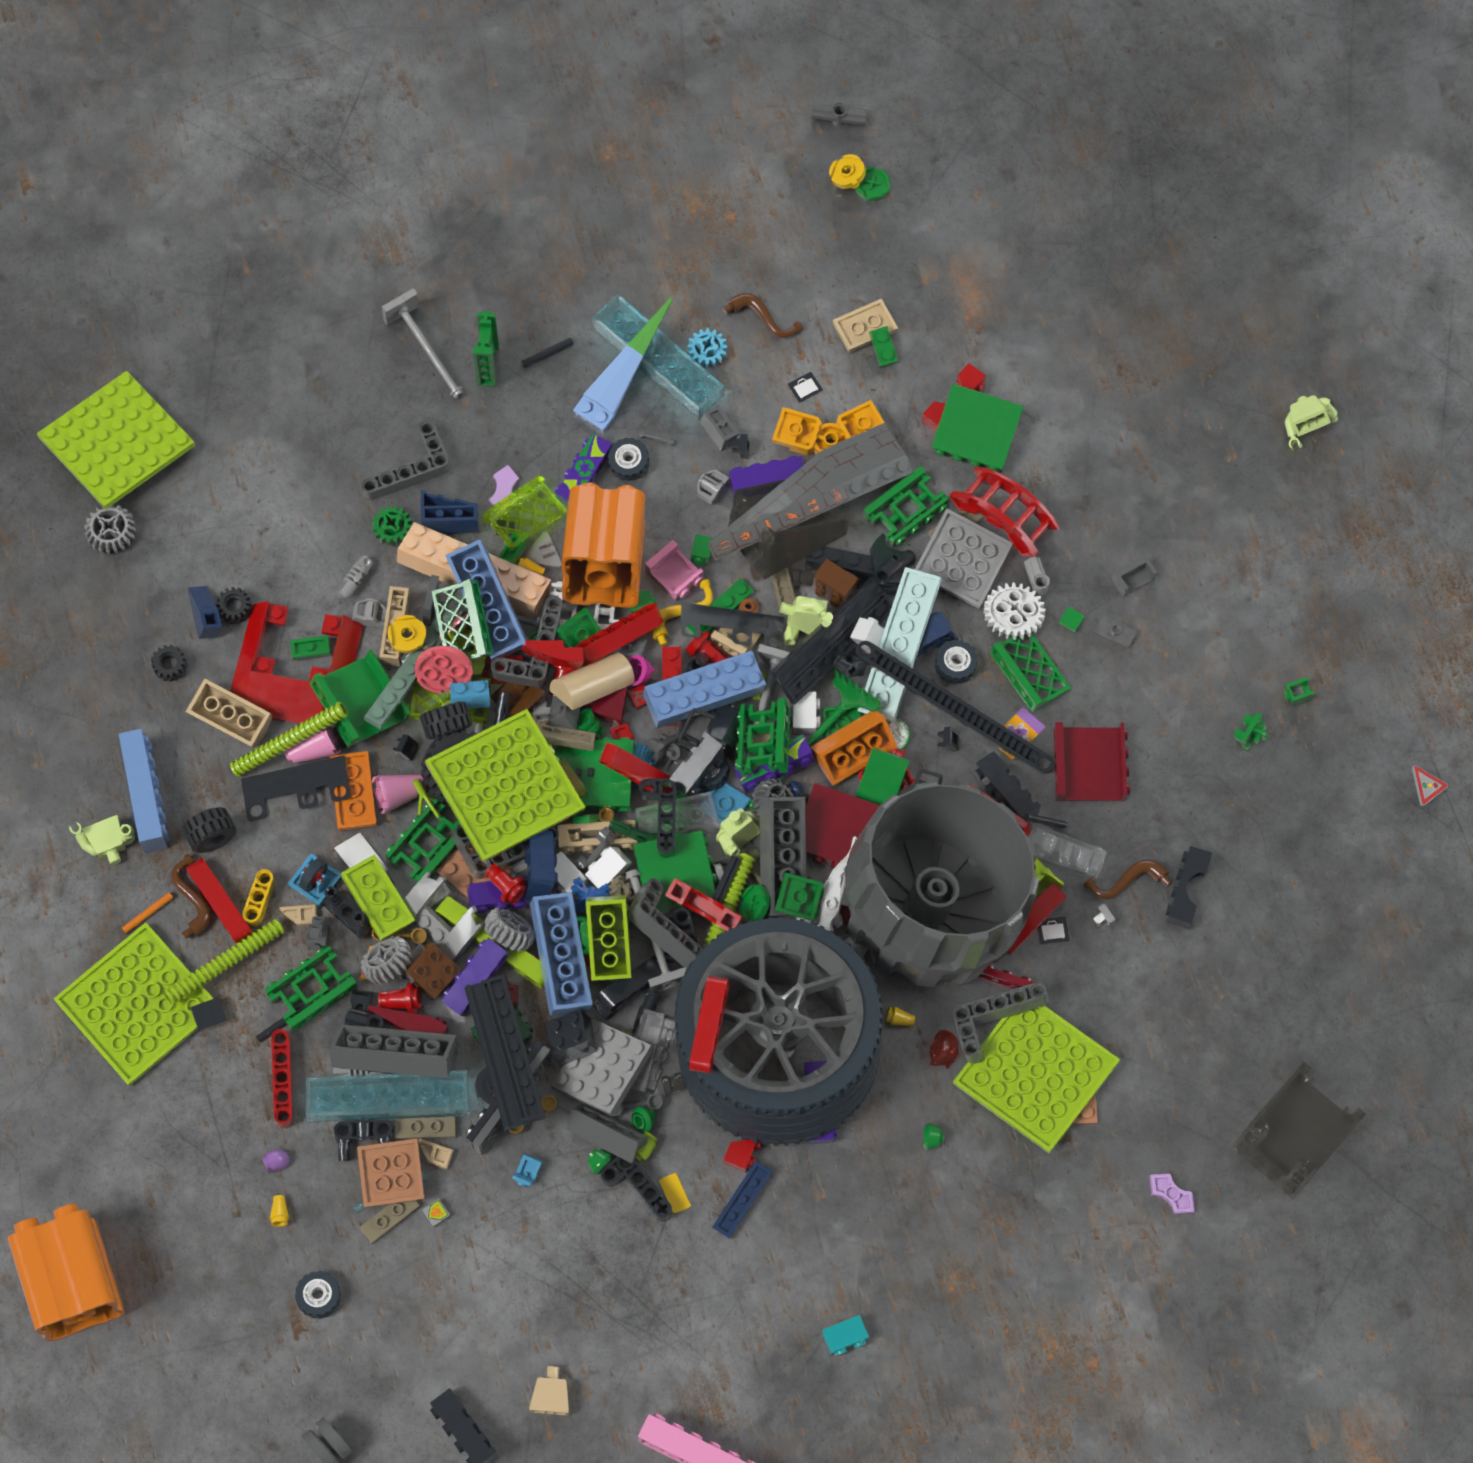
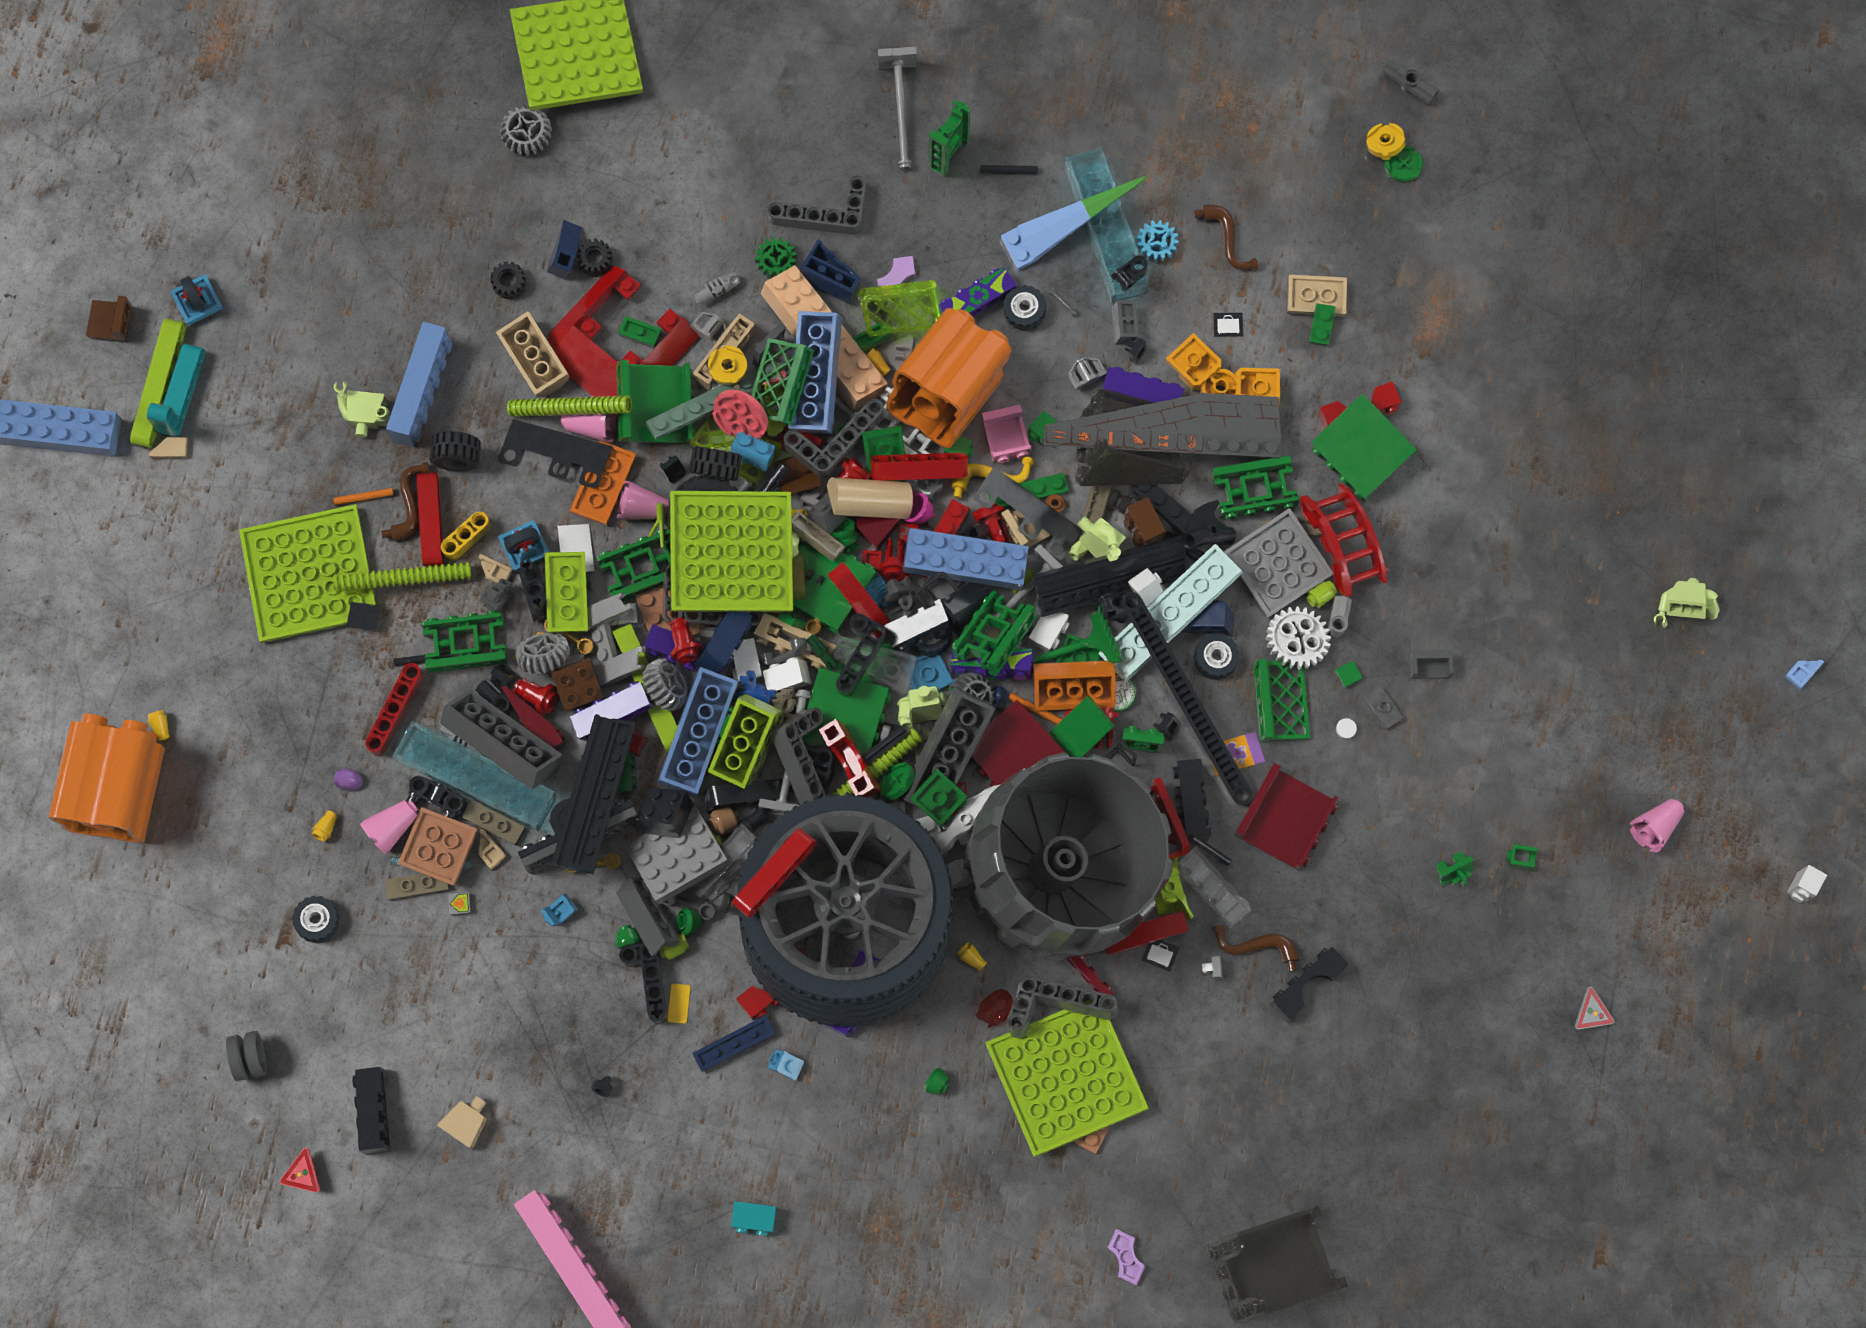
camera: 30 degrees right, 5 degrees up
(79, 1199) = (159, 724): none -> yellow cone
(338, 1176) = (390, 824): none -> bright pink cone
(554, 653) = (847, 453): red slope -> none
(624, 1017) = (724, 820): none -> medium nougat head
(645, 729) = (893, 566): none -> red piece
(652, 1298) = (602, 1087): none -> black tile
(703, 385) = (1128, 275): none -> black piece
(796, 1192) = (785, 1064): none -> dark azure bracket
(841, 785) = (1031, 707): none -> orange bar
(940, 760) = (1142, 740): none -> green plate
(1012, 565) = (1321, 594): none -> lime brick
(1095, 664) = (1346, 728): none -> white tile
(1389, 608) = (1657, 824): none -> bright pink cone
(1429, 427) = (1802, 672): none -> light blue tile

